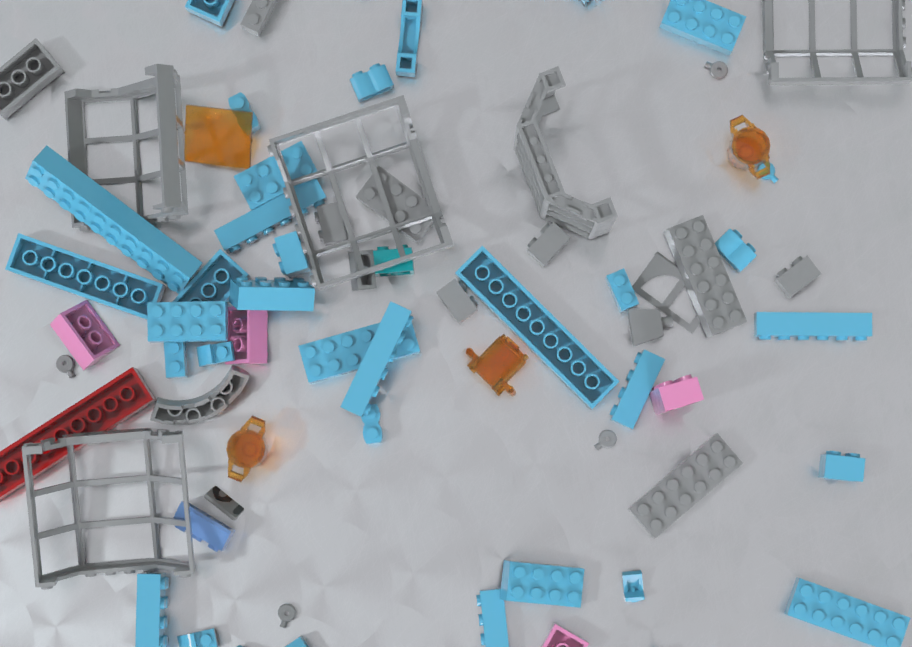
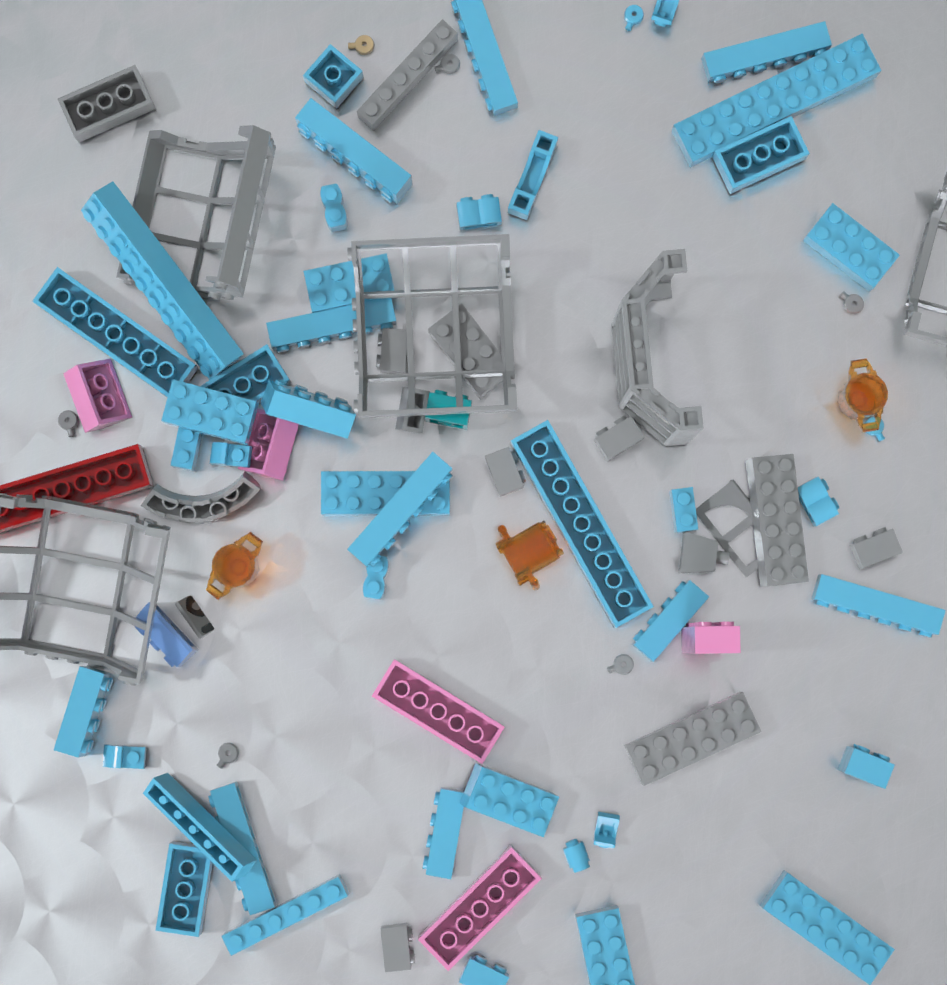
camera: 10 degrees right, 0 degrees up
(218, 136) = (299, 224): clear orange piece -> none
(248, 60) = (353, 151): none -> medium azure brick
(291, 253) = (341, 369): medium azure brick -> none
(458, 524) = (438, 711): none -> bright pink brick
(613, 615) = (576, 855): none -> medium azure brick

